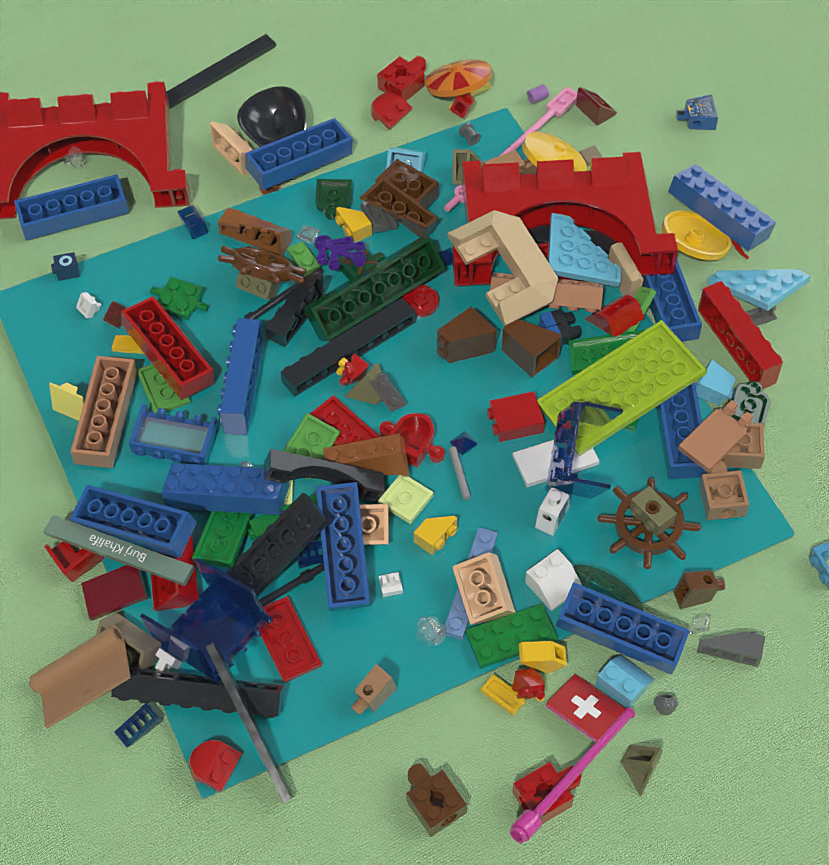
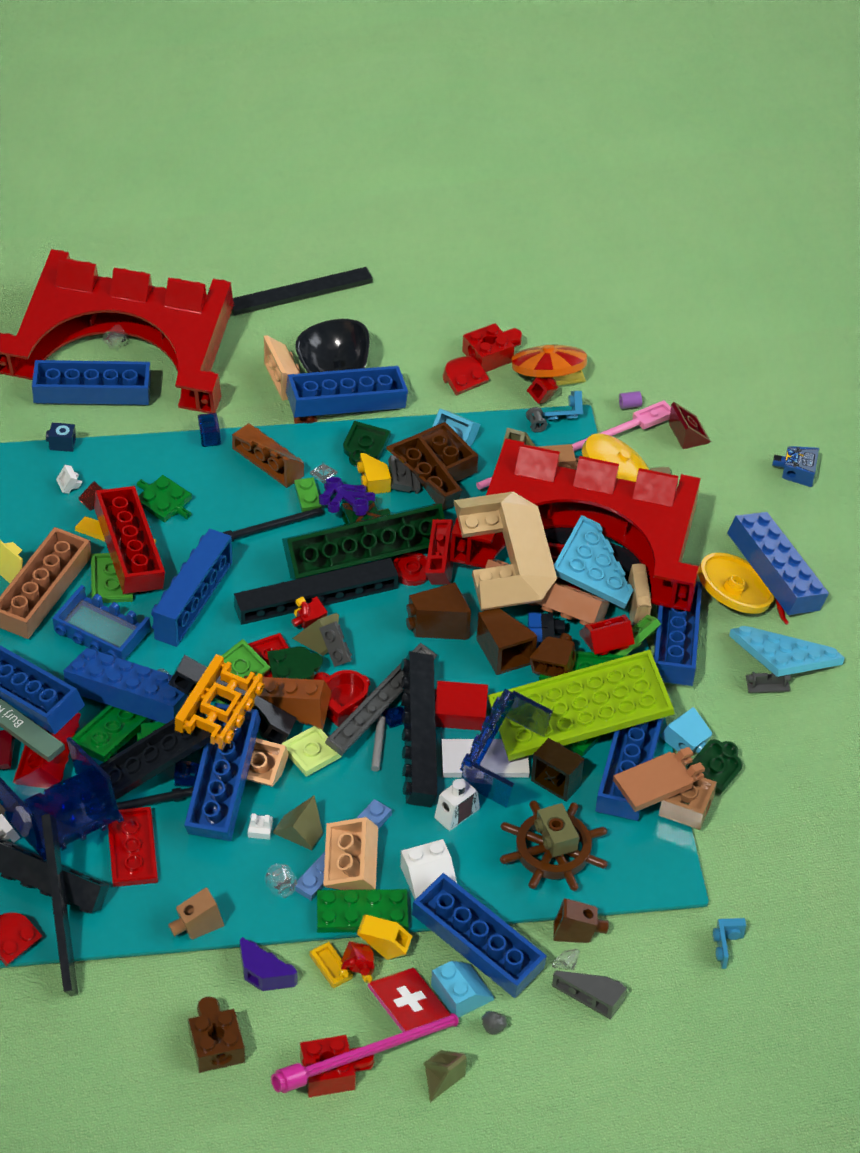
camera: 15 degrees right, 10 degrees down
(261, 270) = (255, 491): reddish brown brick -> none
(291, 315) = (268, 546): black wedge -> none
(307, 484) = (204, 694): none -> light orange fence
(358, 422) = (294, 663): none -> dark green plate
(426, 571) = (301, 825): none -> olive slope
(434, 532) = (327, 789): yellow slope -> none
(443, 280) = (438, 563): none -> red slope
(446, 433) = (370, 709): none -> dark grey tile
(448, 718) = (265, 969): none -> dark purple slope
(492, 451) = (419, 729): none -> black brick
(497, 109) = (574, 401): none -> dark azure bracket
(579, 348) = (554, 656): none -> reddish brown torso
(609, 582) = (469, 876): clear green slope -> none
(625, 452) = (557, 769): none -> dark brown brick
(723, 493) = (645, 835): medium nougat brick -> none
(739, 335) = (736, 693): red brick -> none

